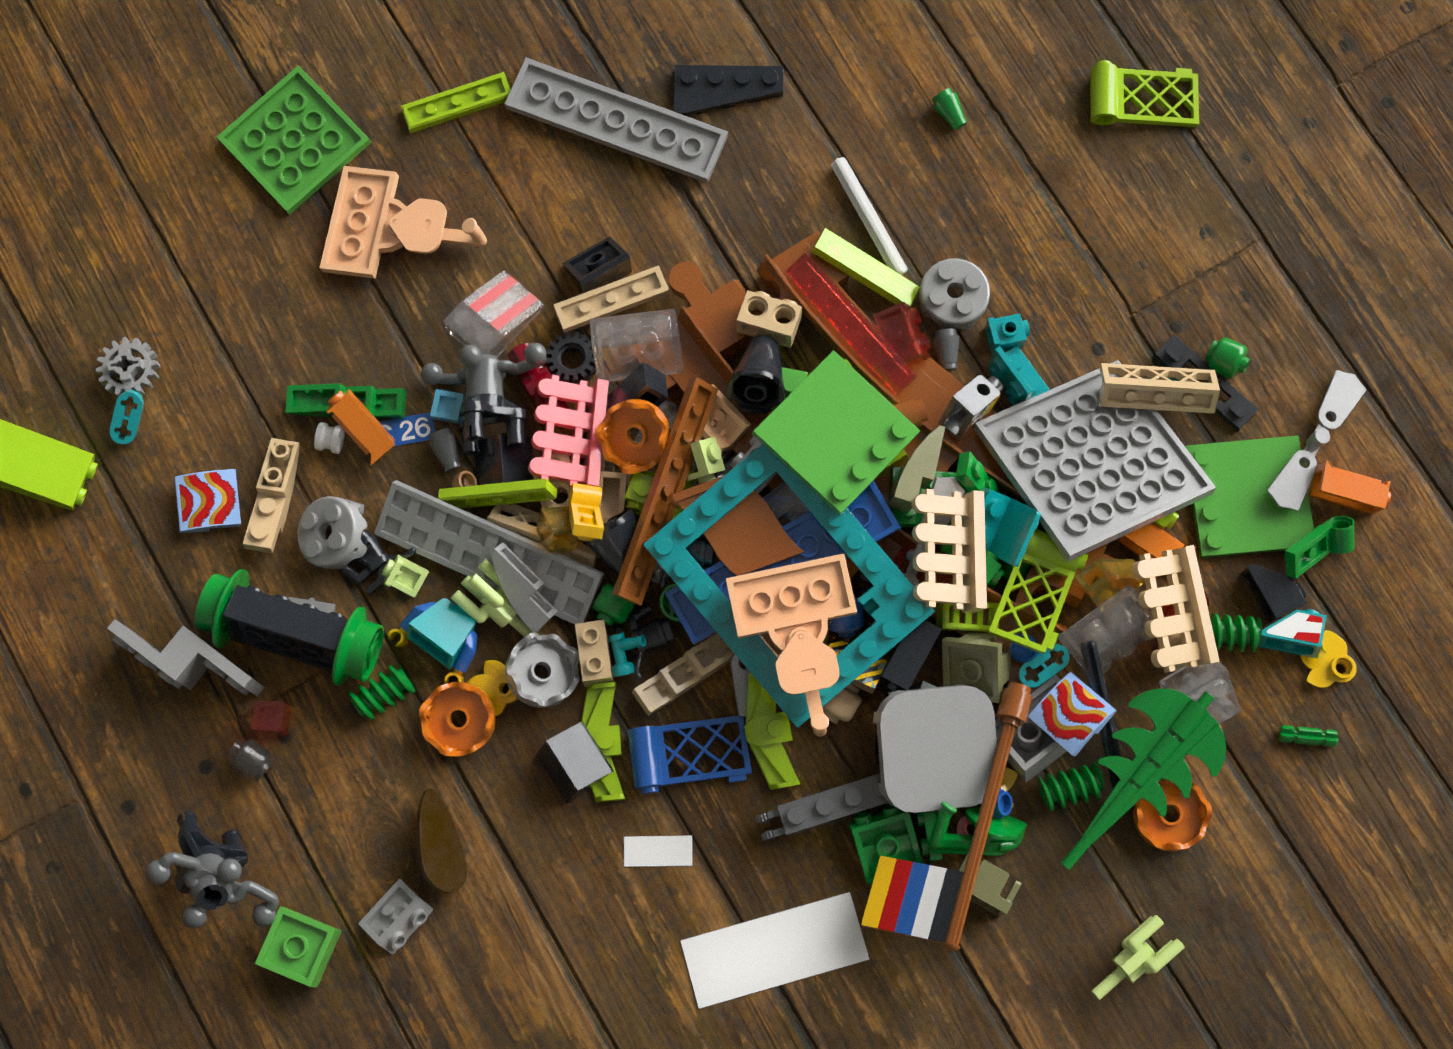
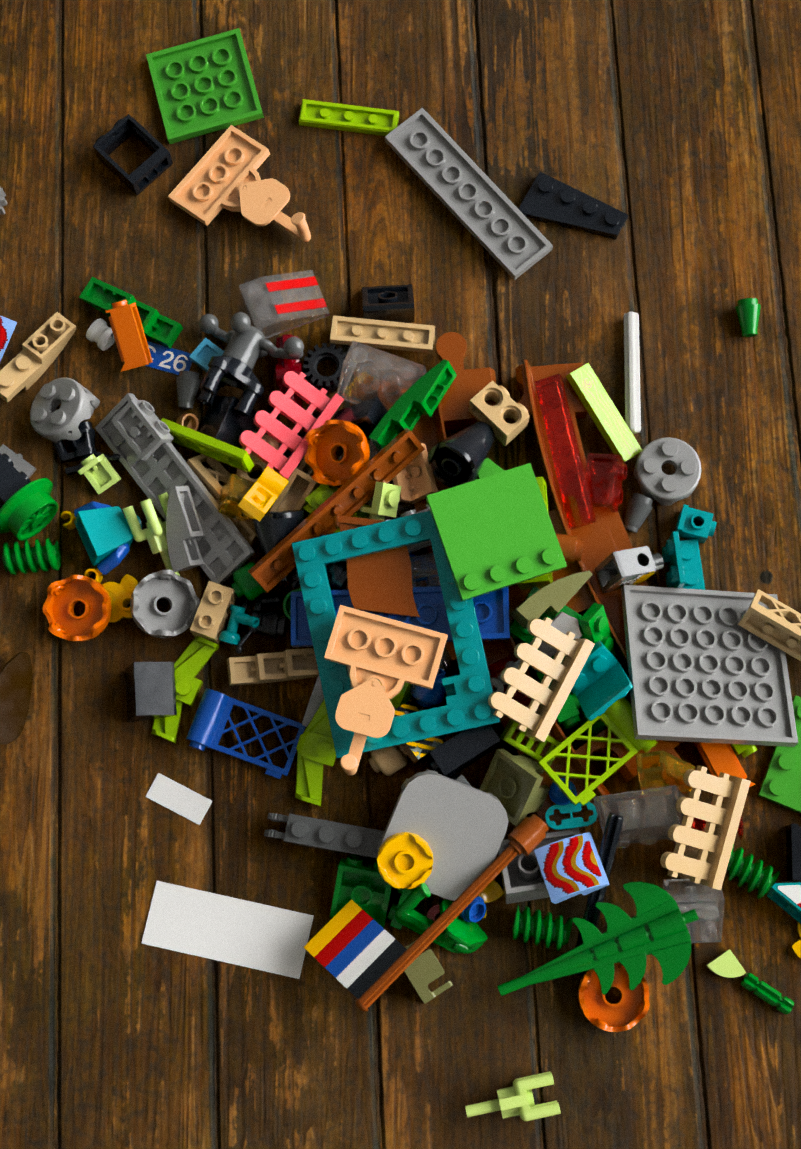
camera: 30 degrees right, 0 degrees up
(286, 250) = (148, 170): none -> black window
(426, 509) = (142, 428): none -> light grey bracket
(686, 344) = (417, 400): none -> green slope
(915, 789) = (405, 860): none -> yellow tile
(1257, 730) = (726, 965): none -> yellowish green tile

